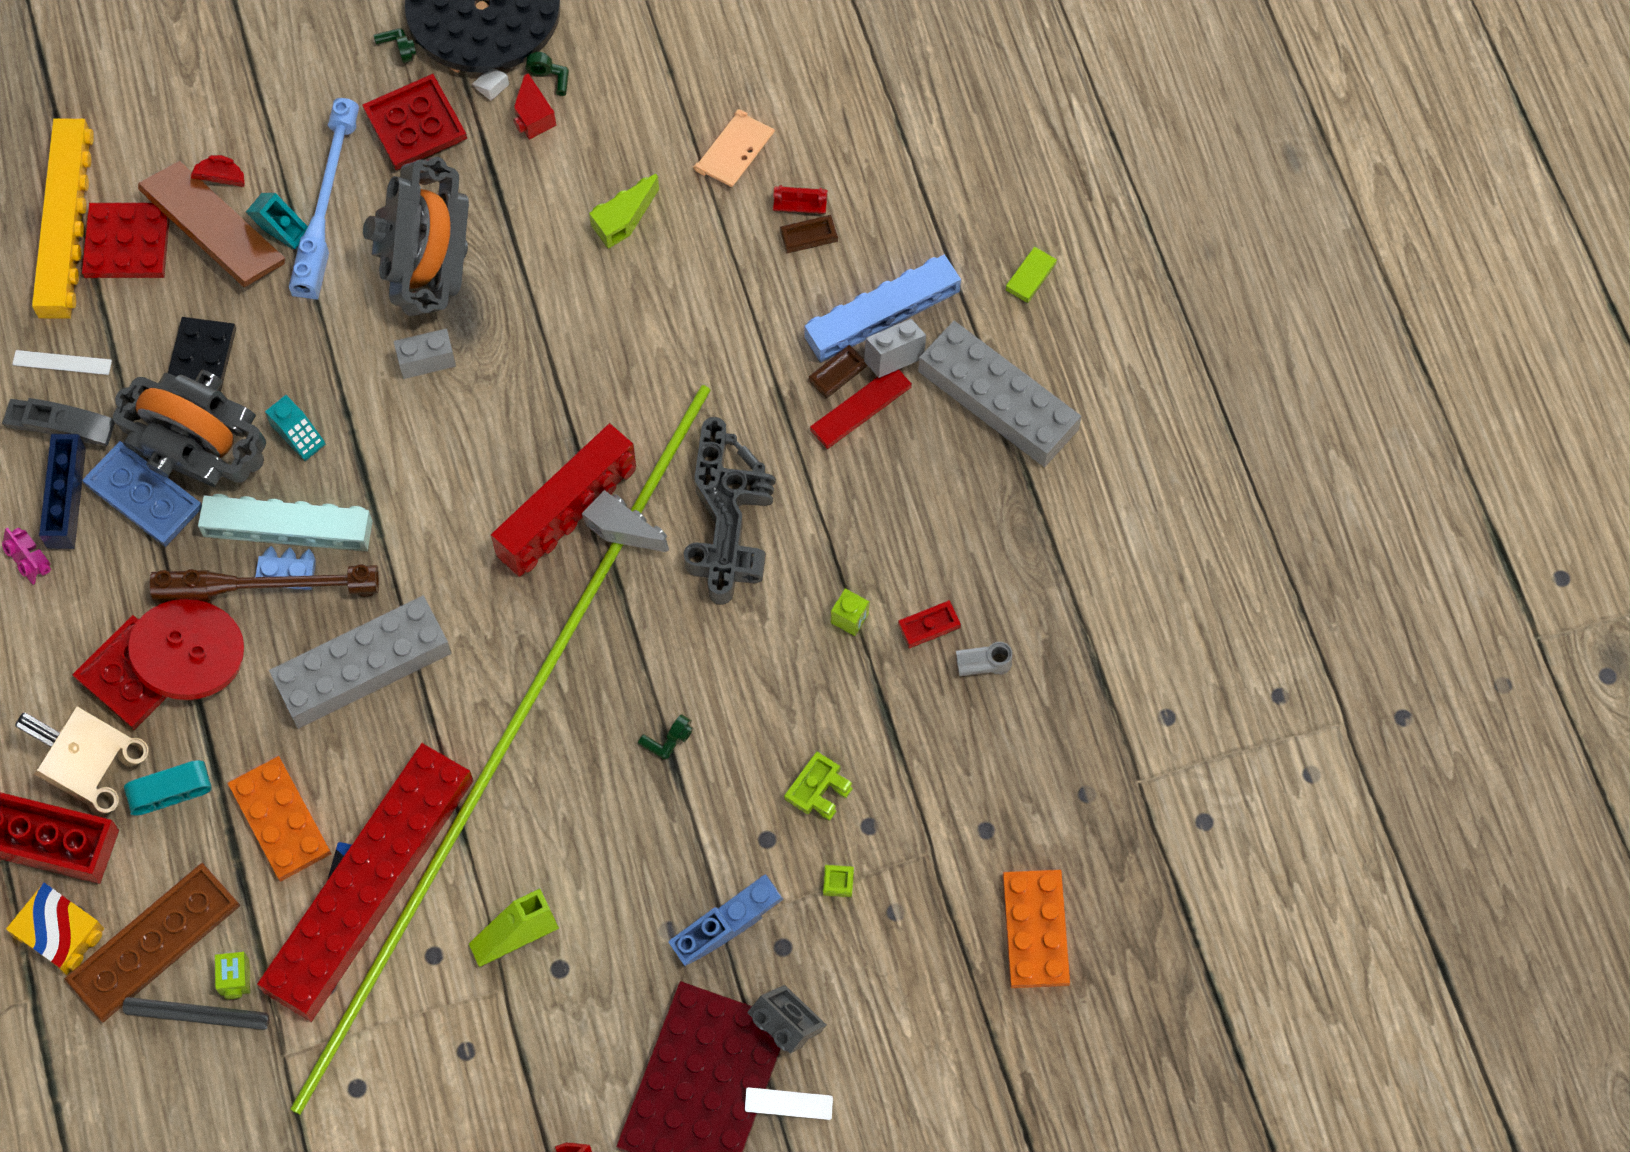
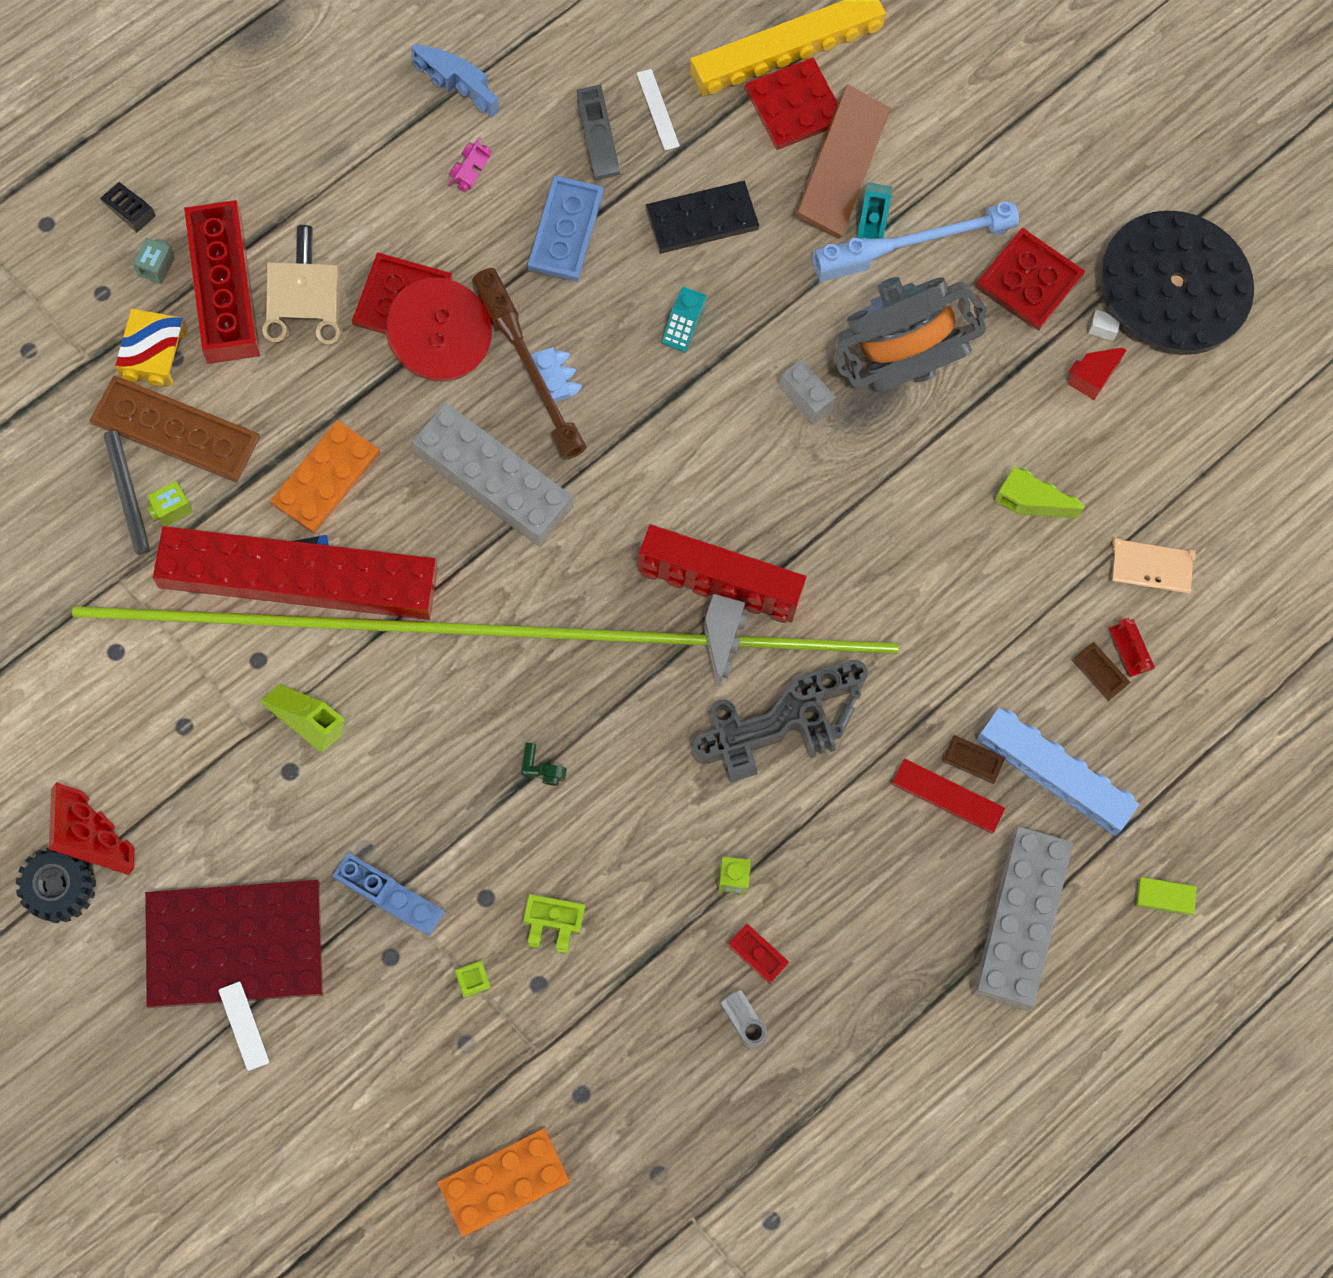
camera: 60 degrees right, 5 degrees up
(62, 491) = (535, 164): dark blue brick -> none
(167, 787) = (311, 375): teal beam -> none
(189, 428) = (635, 231): dark grey piece -> none
(219, 170) = (897, 142): red plate -> none
(285, 522) = (593, 355): light aqua brick -> none
(405, 46) = (1099, 236): dark green plate -> none
(541, 65) = (1145, 358): dark green plate -> none
(786, 1019) = (316, 988): dark grey plate -> none
(894, 348) = (1018, 800): light grey brick -> none

